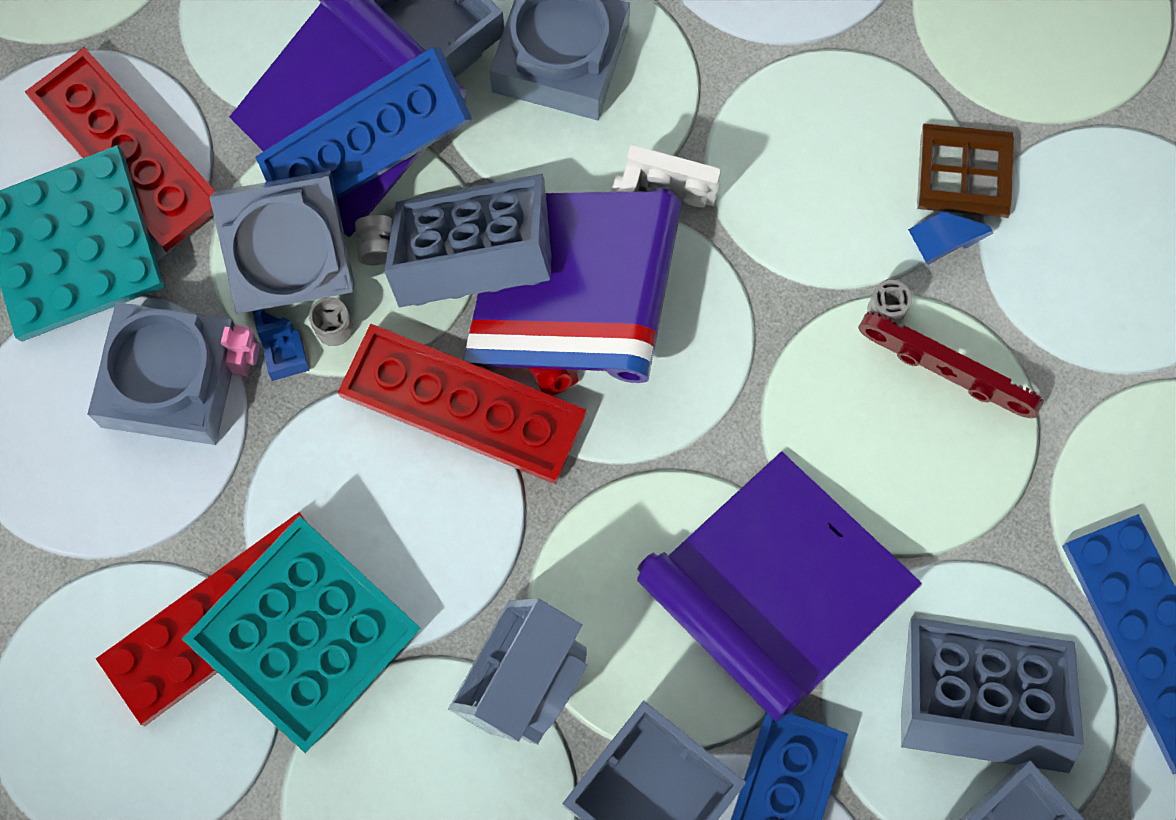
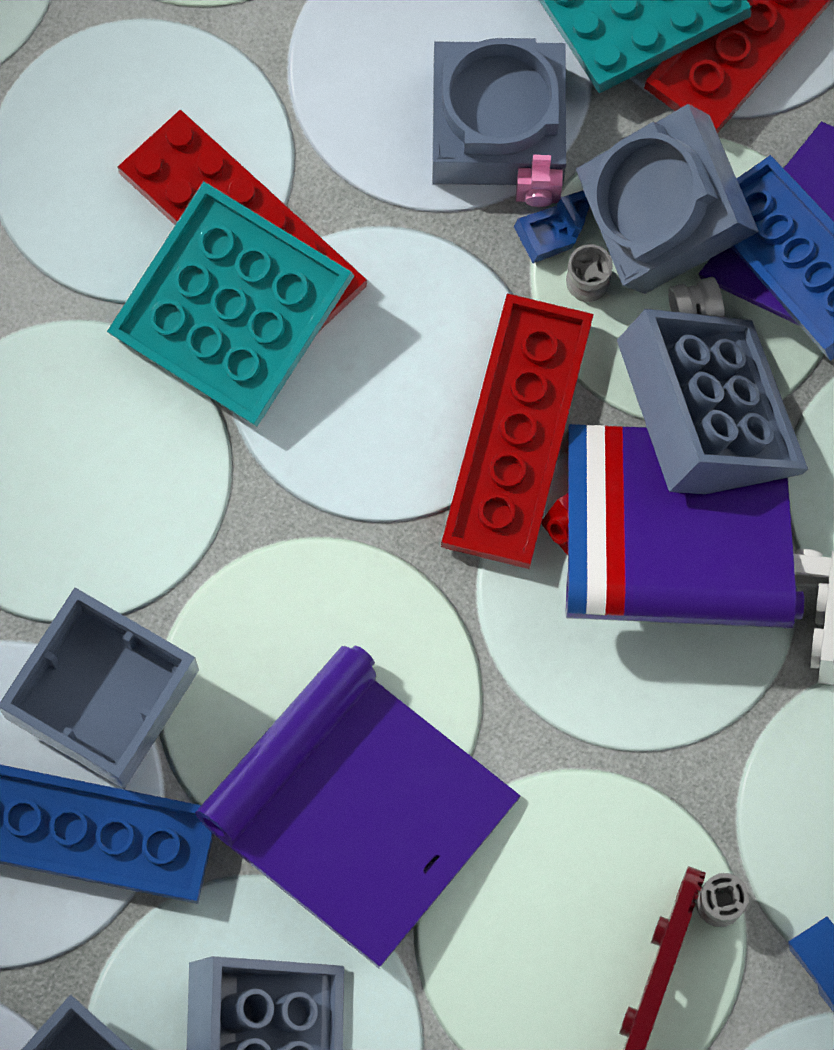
camera: 80 degrees right, 0 degrees up
(523, 672) = (208, 528): sand blue container -> none

